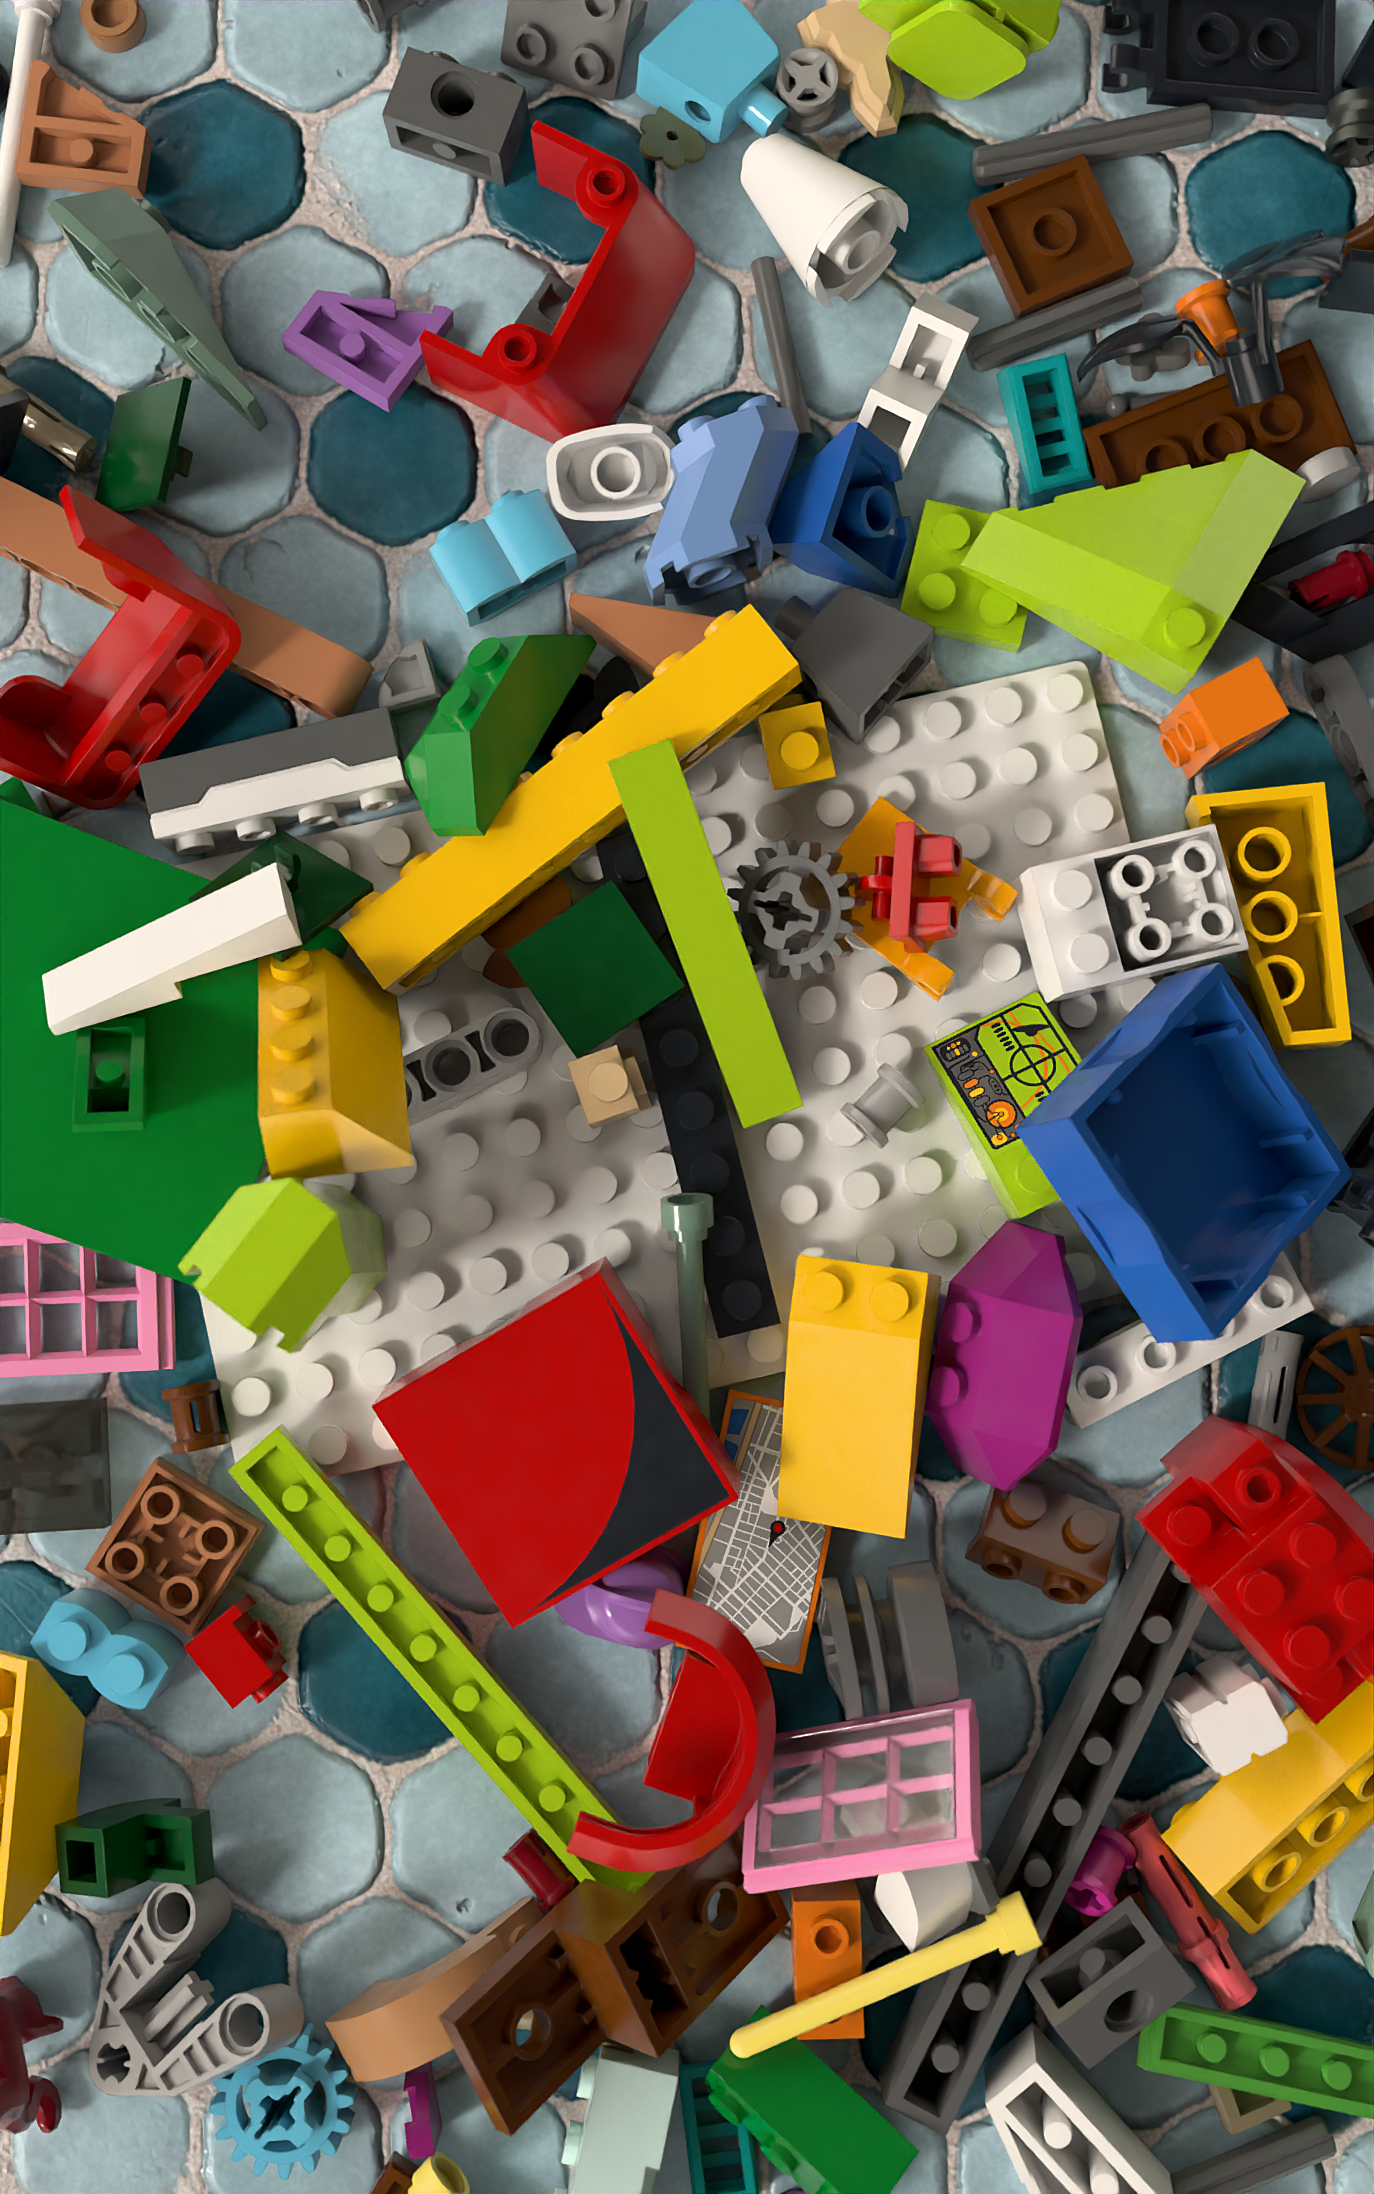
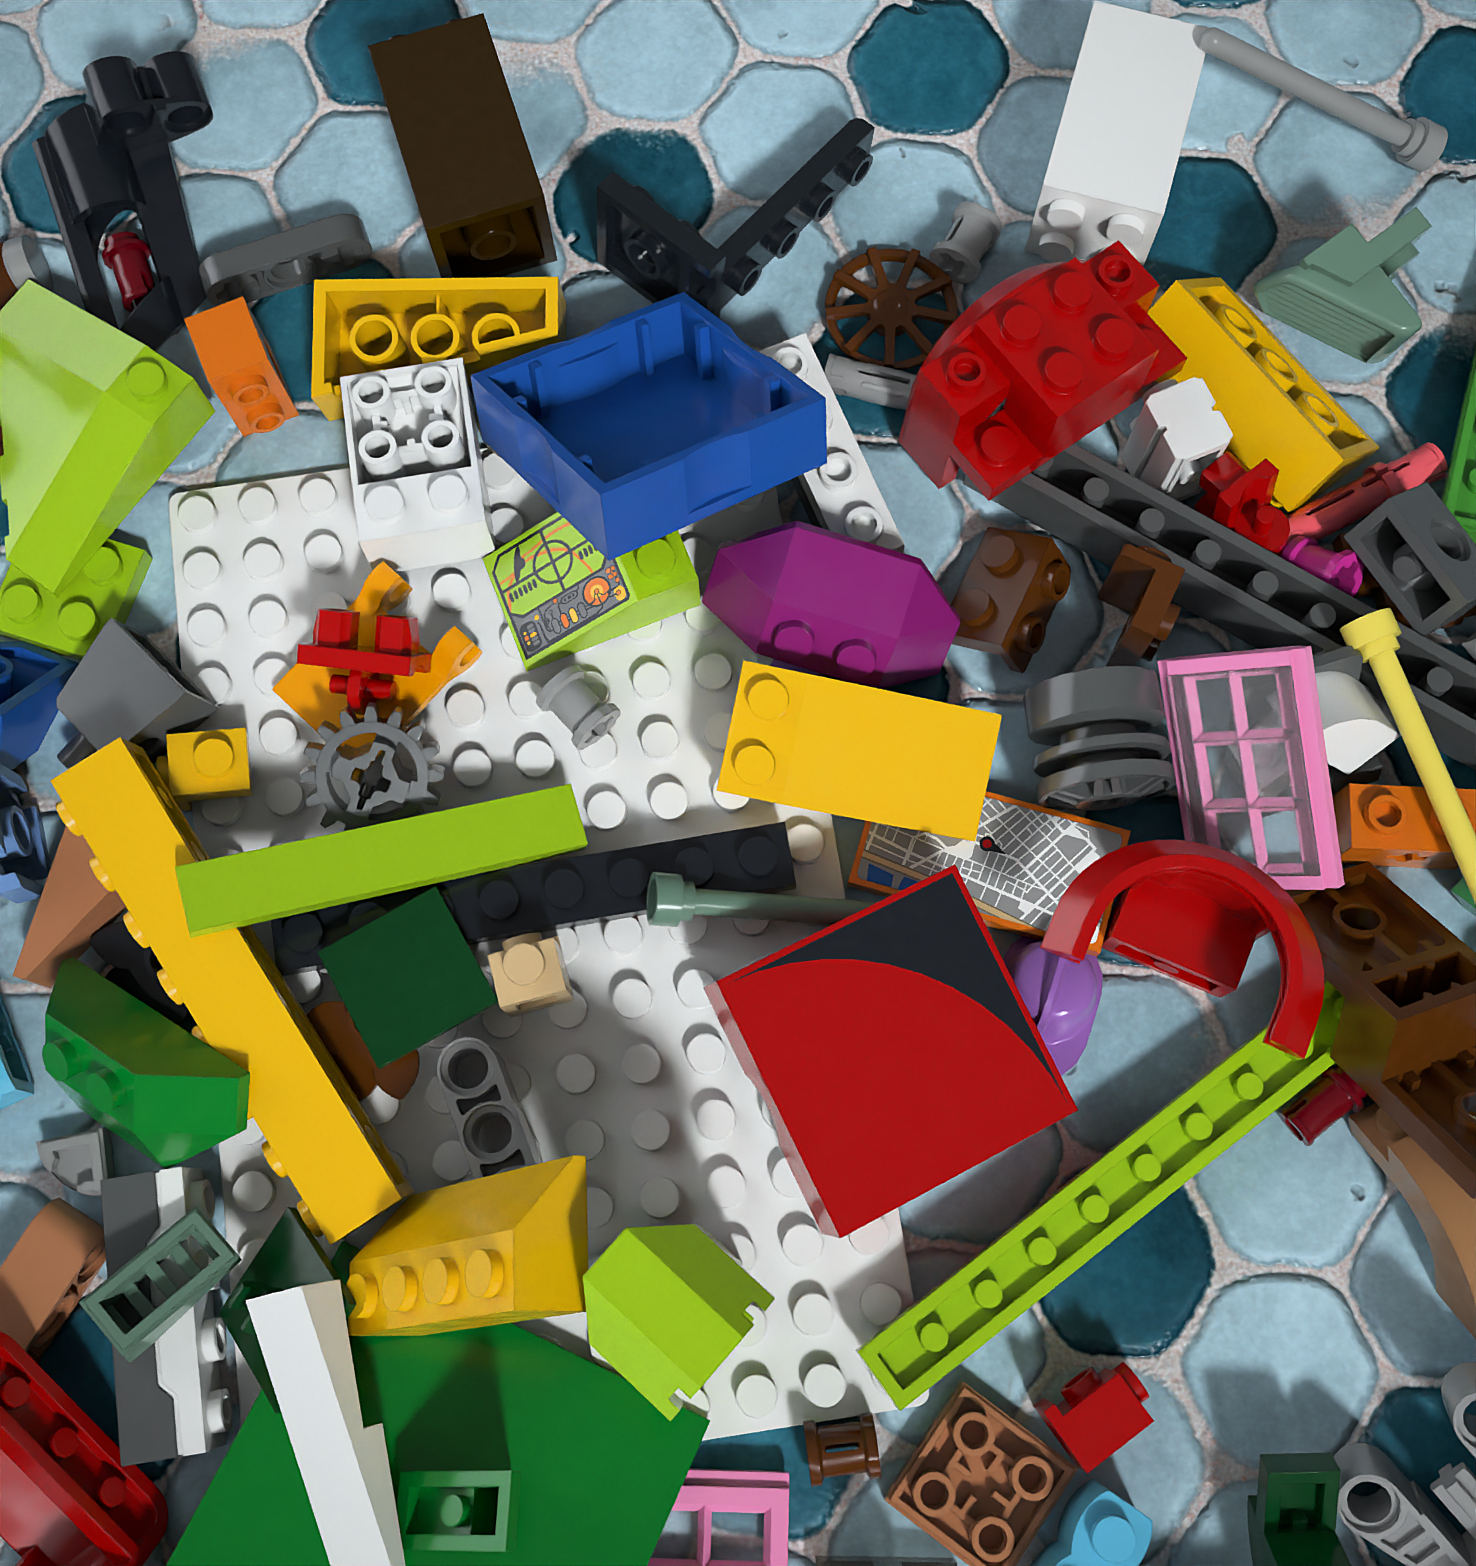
camera: 85 degrees left, 10 degrees down
(255, 741) = (123, 1283): none -> sand green slope
(1028, 1690) = (1142, 585): none -> reddish brown bracket
(1158, 1784) = (1242, 501): none -> red hips

